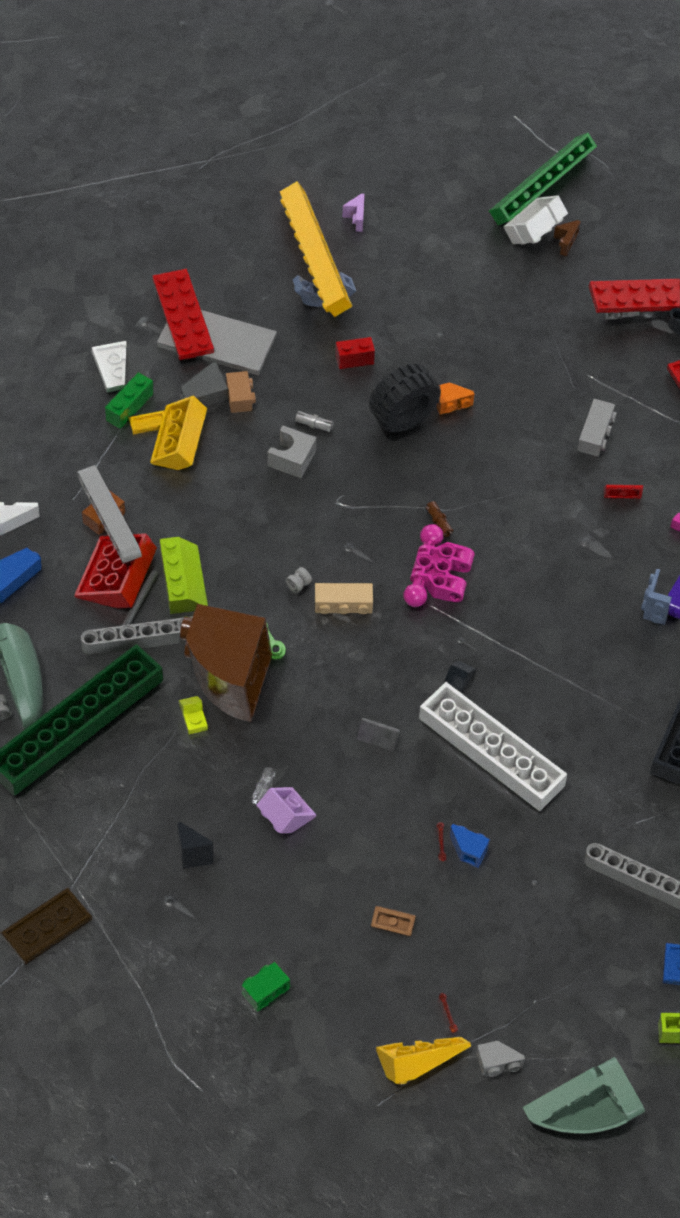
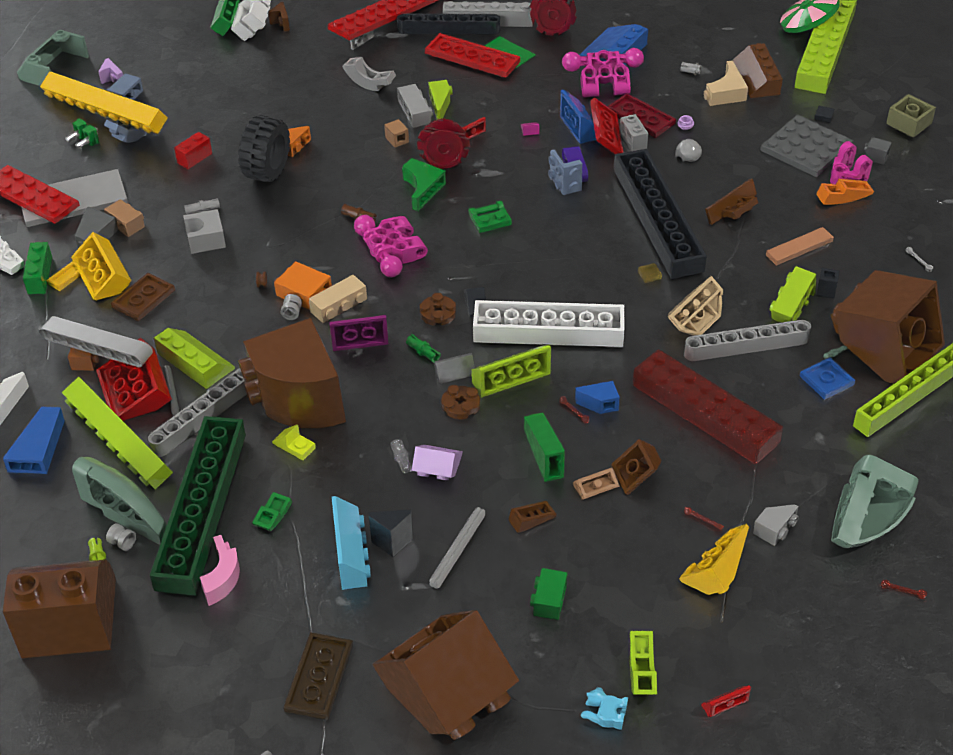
camera: 35 degrees left, 10 degrees down
(42, 797) = (225, 576): none -> bright pink arch
(65, 610) = (118, 434): none -> lime brick
(124, 766) = (272, 512): none -> green slope
(125, 994) = (448, 673): none -> reddish brown slope
(153, 835) = (350, 544): none -> medium azure slope
(192, 486) = (143, 296): none -> reddish brown tile
(221, 1107) = (608, 711): none -> medium azure animal
(235, 896) = (457, 548): none -> light grey axle
(272, 1099) = (642, 663): none -> lime arch
(281, 270) = (83, 131): none -> green piece
(298, 534) = (261, 279): none -> reddish brown bush
(307, 915) = (522, 523): none -> reddish brown slope
(314, 1167) = (727, 700): none -> red slope
(326, 562) = (302, 282): none -> orange brick
(329, 644) = (359, 333): none -> magenta slope
(337, 144) = (35, 67): none -> sand green windscreen
(352, 241) = (127, 86): none -> sand blue brick
(353, 778) = (460, 393): none -> reddish brown plate
(371, 696) = (423, 348): none -> green pin
(379, 857) = (545, 446): none -> green slope
(418, 656) = (435, 302): none -> reddish brown plate
(419, 769) = (512, 371): none -> lime slope
(437, 928) = (636, 465): none -> reddish brown slope
(529, 523) = (425, 179): none -> green arch
(549, 603) = (492, 220): none -> green plate
(549, 917) = (707, 406): none -> clear red brick
(551, 450) = (396, 133): none -> medium nougat brick
(555, 1201) = (921, 593): none -> clear red hinge
(575, 491) = (443, 143): none -> dark red plant
(582, 363) = (365, 76): none -> light grey arch
(629, 434) = (440, 97): none -> lime slope
(633, 822) = (698, 308): none -> tan wedge
(637, 754) = (649, 273): none -> clear yellow tile

